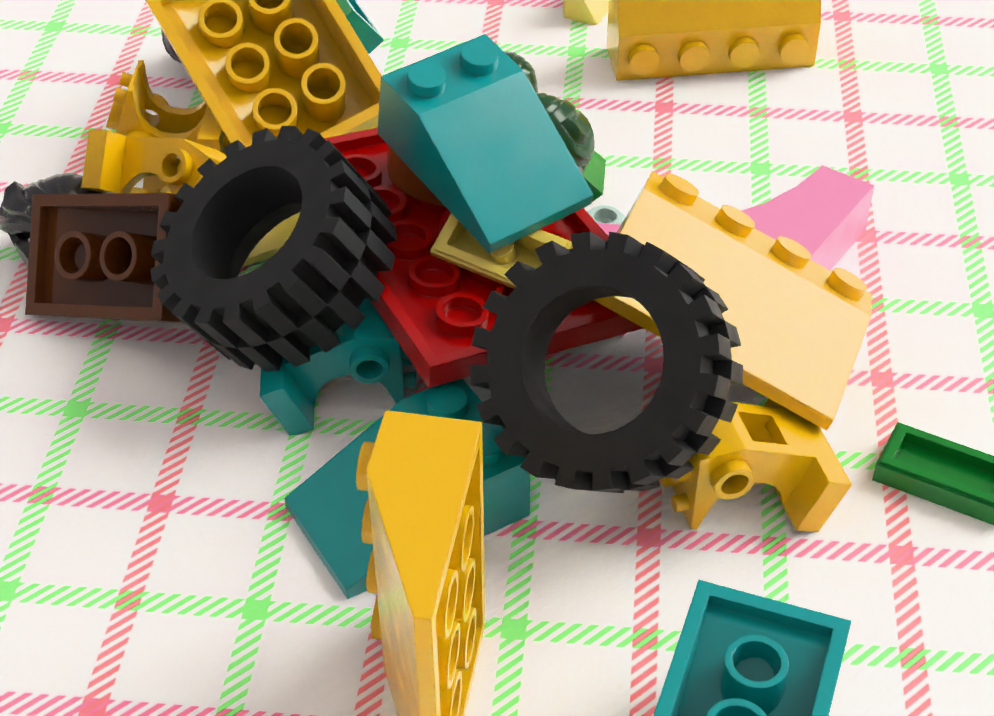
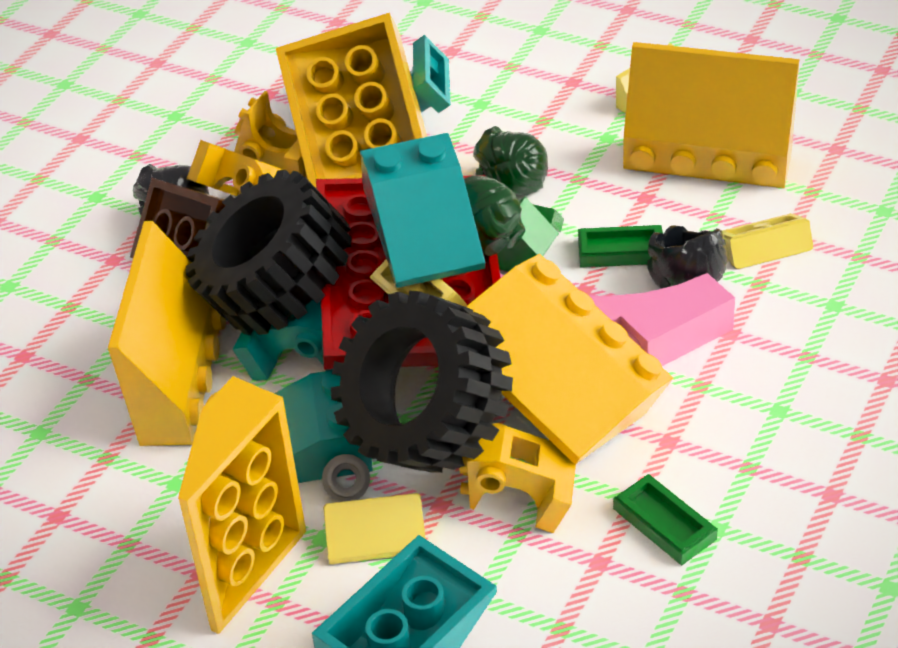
camera: 25 degrees right, 0 degrees up
(173, 416) = (163, 343): none -> yellow slope
(528, 526) = (351, 463): none -> light grey plate
(589, 592) = (372, 527): none -> light yellow slope
(693, 157) = (615, 245): none -> green tile
(787, 154) = (686, 255): none -> black hair
(837, 122) = (767, 240): none -> light yellow slope

